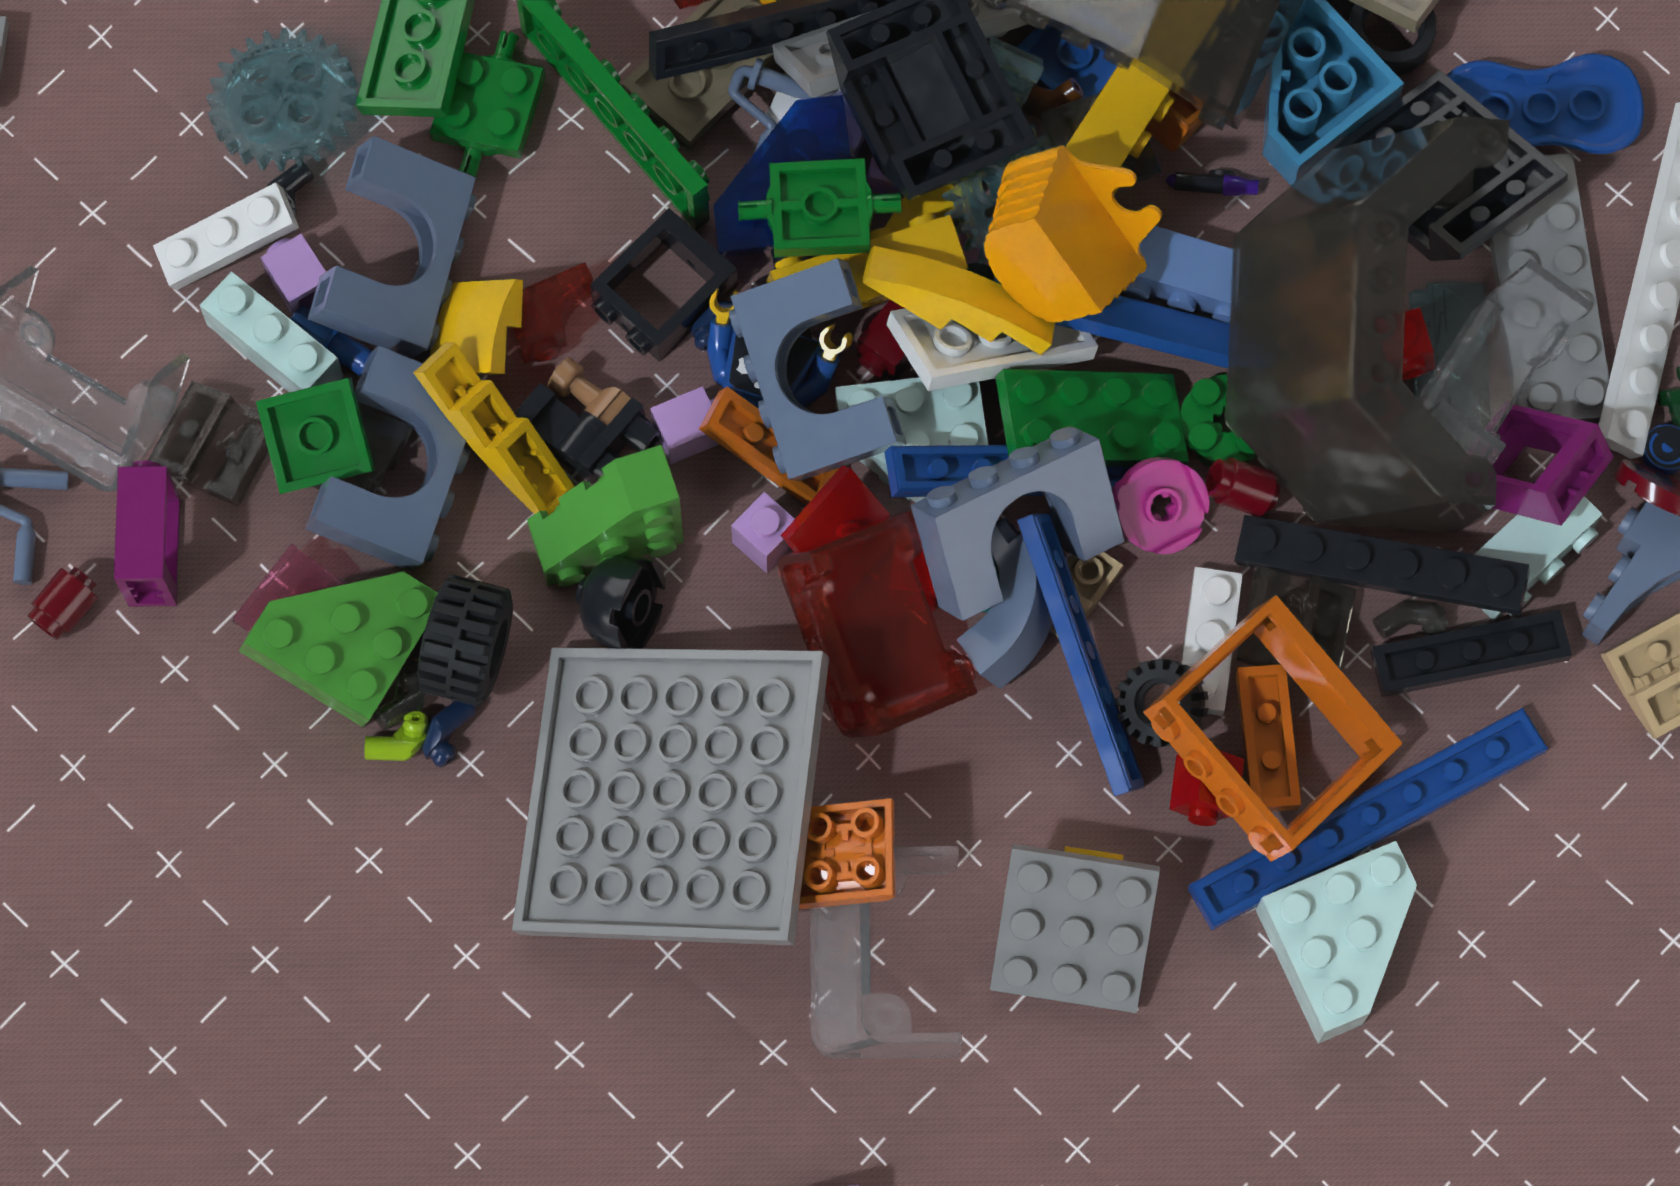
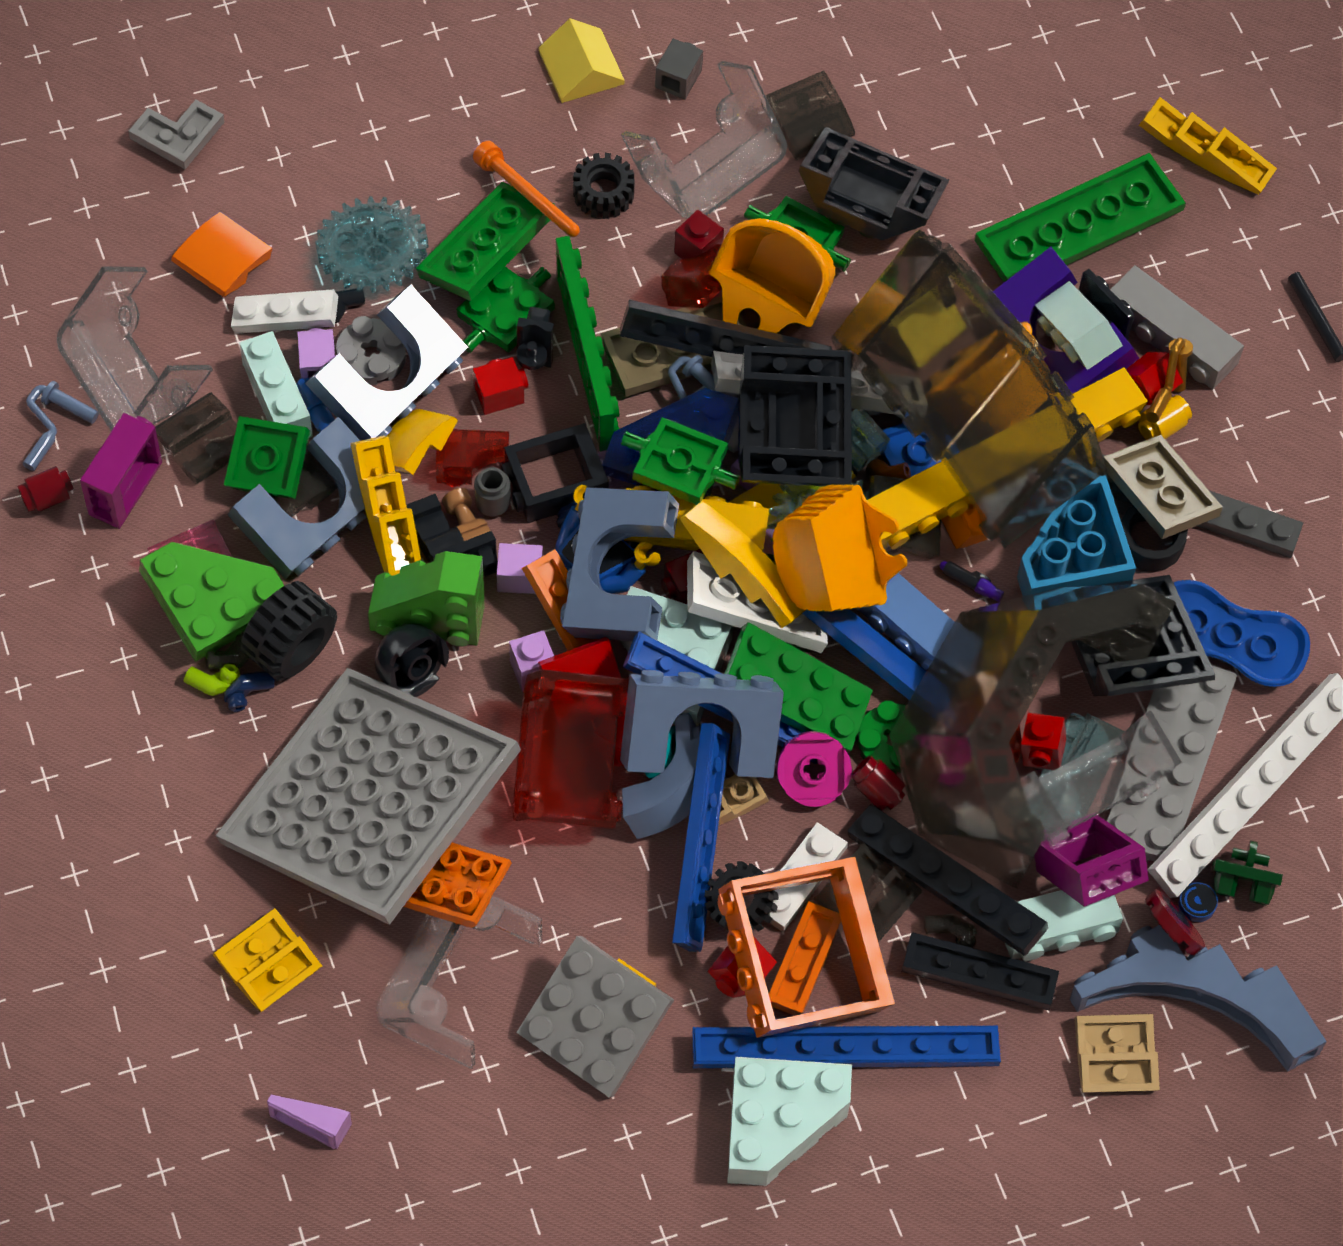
camera: 25 degrees right, 10 degrees down
(105, 198) = (221, 254): none -> orange slope
(347, 210) = (372, 333): none -> light grey plate
(535, 205) = (499, 385): none -> red brick
(552, 131) = (535, 339): none -> black hips
(604, 346) = (492, 492): none -> dark grey brick
(655, 1048) = (267, 960): none -> yellow slope

